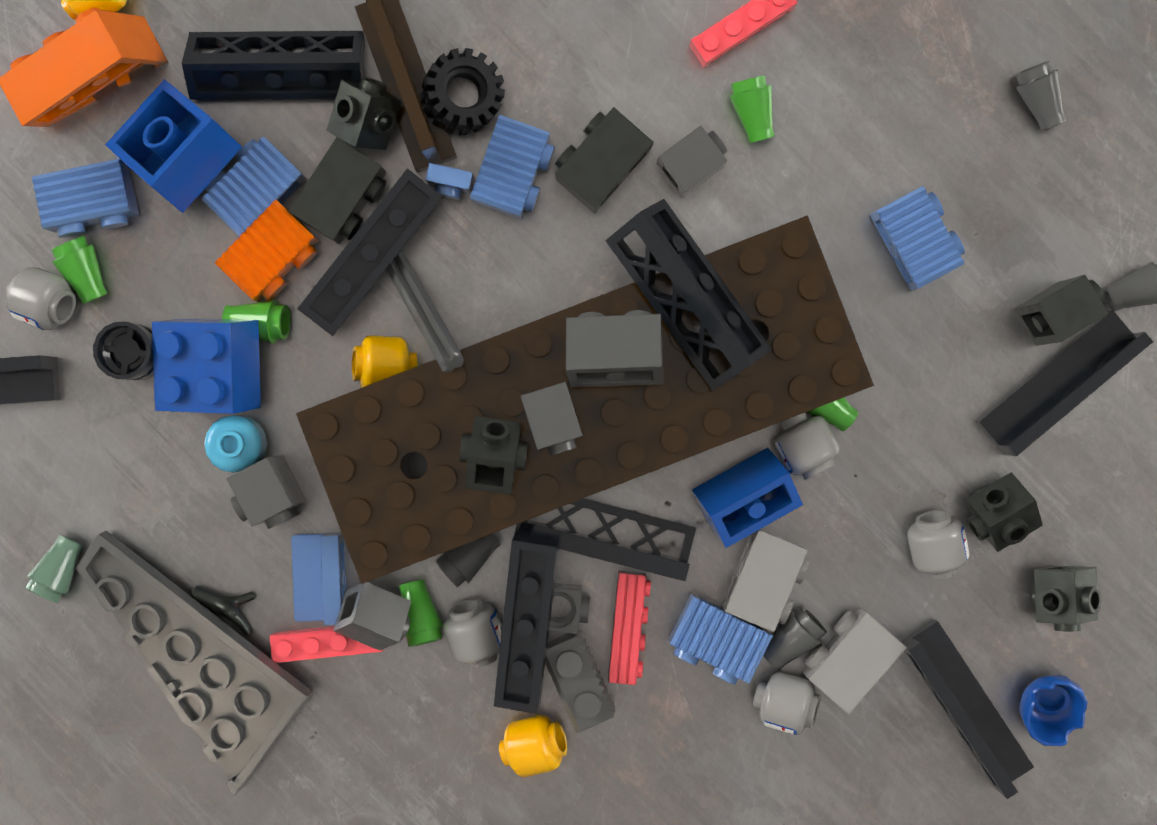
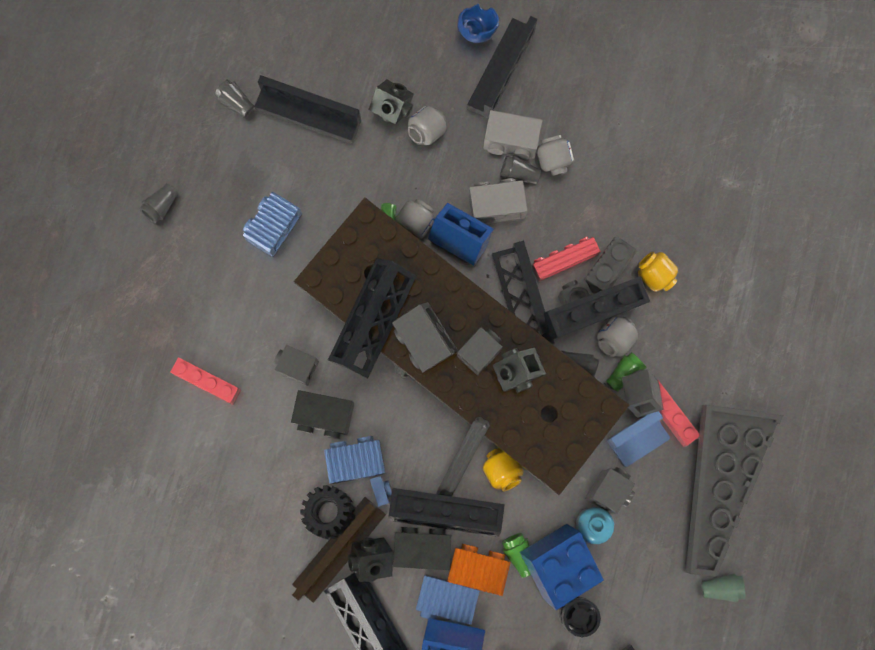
camera: 115 degrees left, 10 degrees down
(225, 605) = (685, 481): pearl dark grey bar -> none
(718, 639) = (543, 208): medium blue brick -> none
(754, 107) = (247, 350): bright green cone -> none
(1062, 310) = (269, 128): pearl dark grey brick -> none
(1066, 596) = (416, 48): pearl dark grey brick -> none

